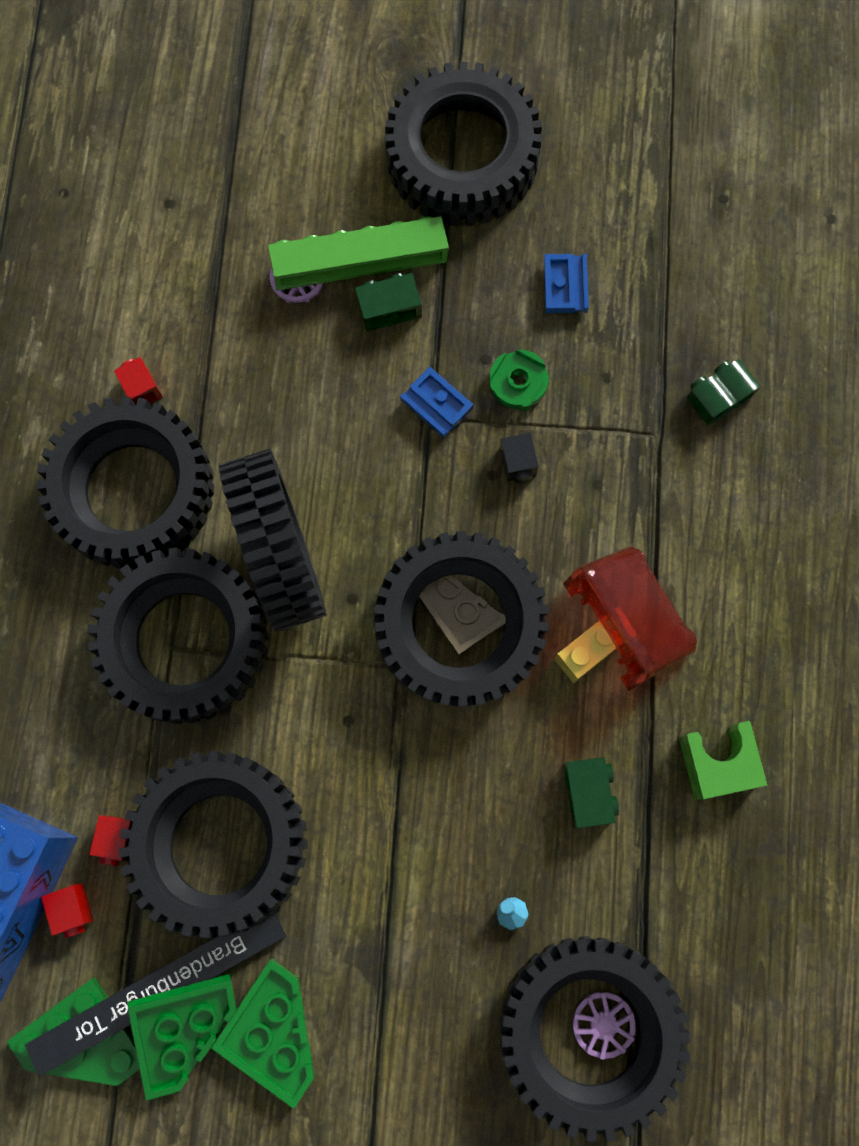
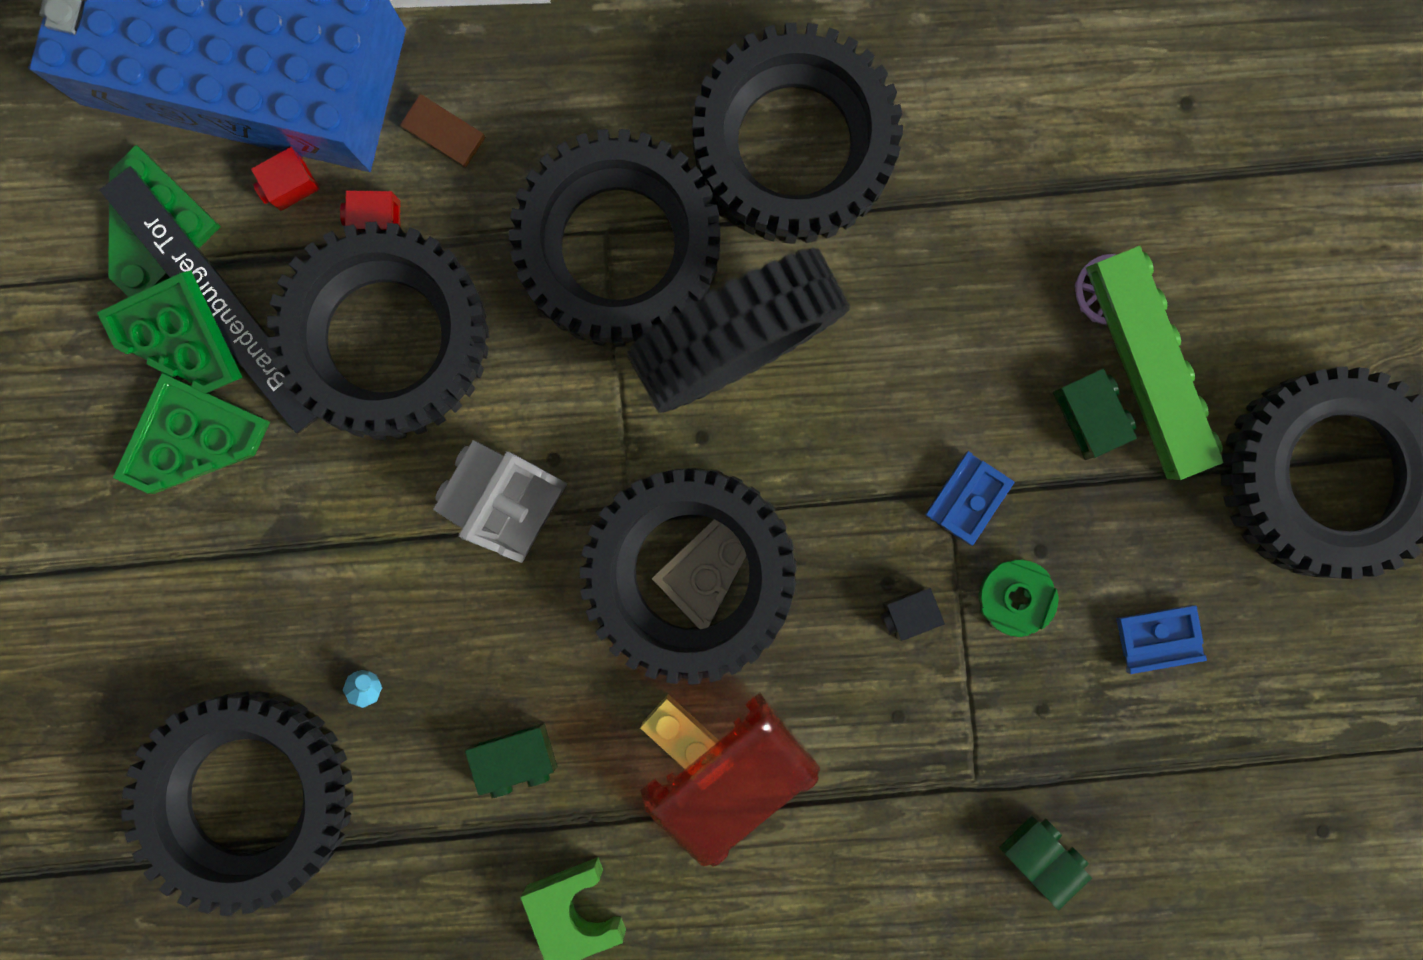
camera: 75 degrees right, 10 degrees up
(58, 768) = (442, 131): none -> reddish brown tile
(138, 381) = (930, 118): red brick -> none
(371, 765) = (498, 500): none -> light grey piece
(603, 1025) = (256, 811): lavender wheel -> none

